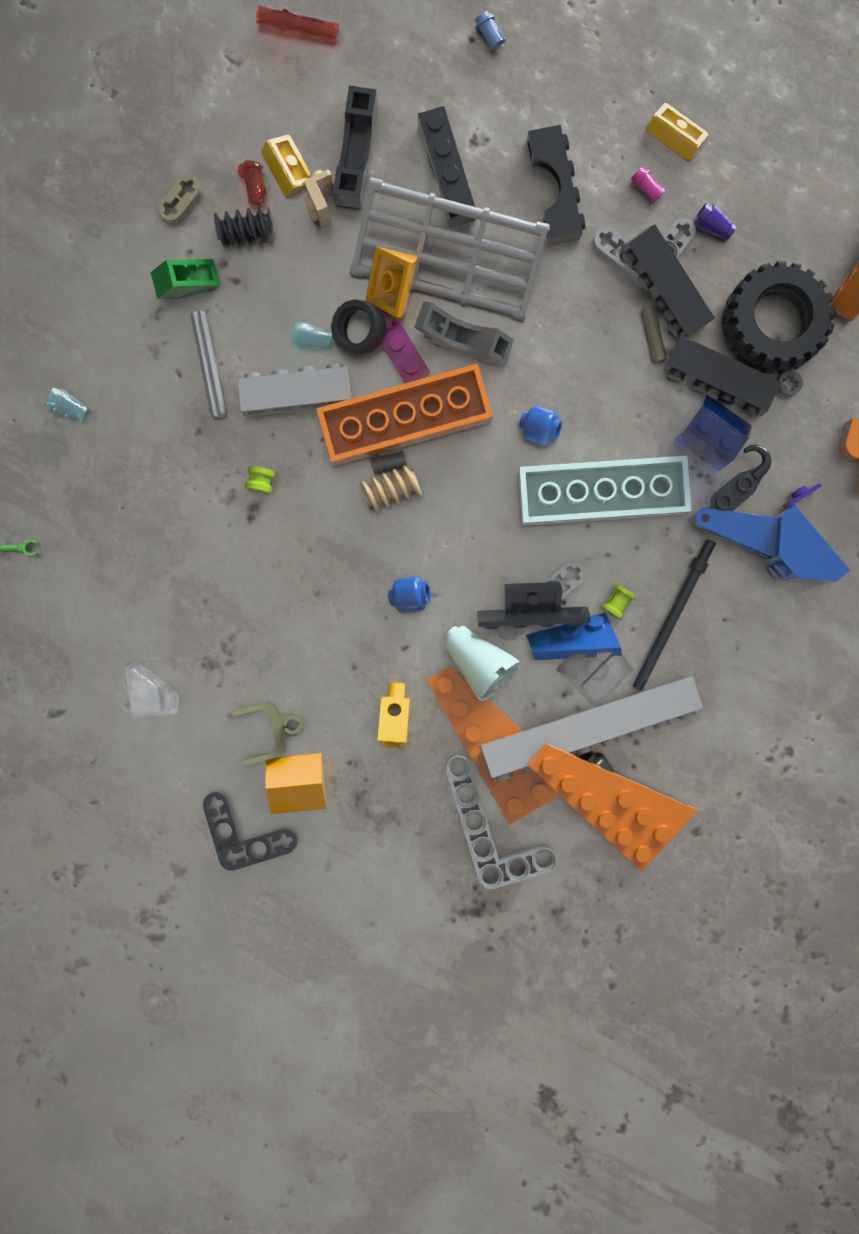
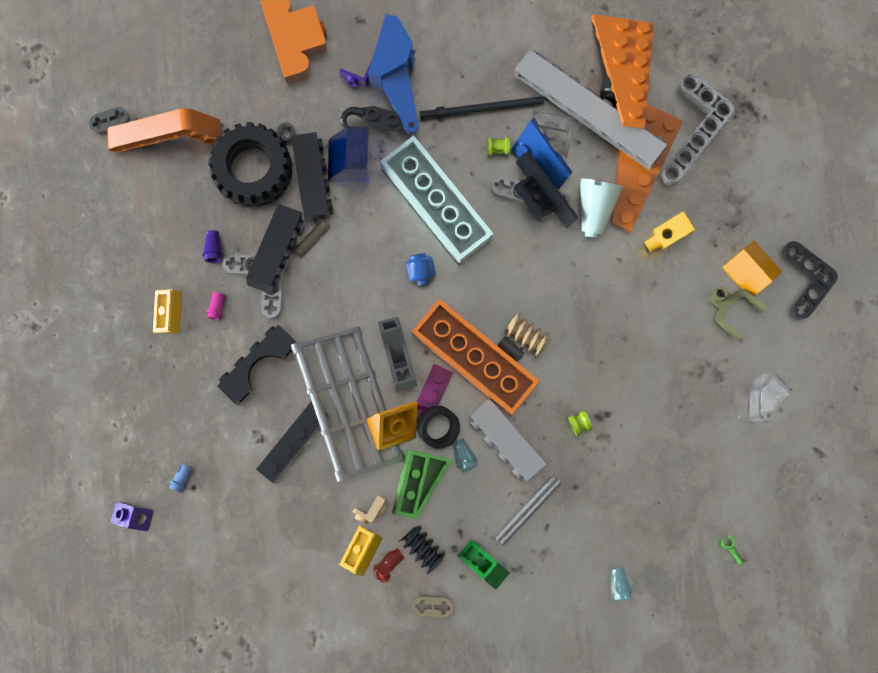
camera: 130 degrees left, 5 degrees down
(303, 24) = (261, 611): clear red pin -> none
(316, 267) = (417, 481): none -> bright green wedge
(356, 147) = (320, 511): black arch -> none
(410, 595) = (586, 277): blue head -> none

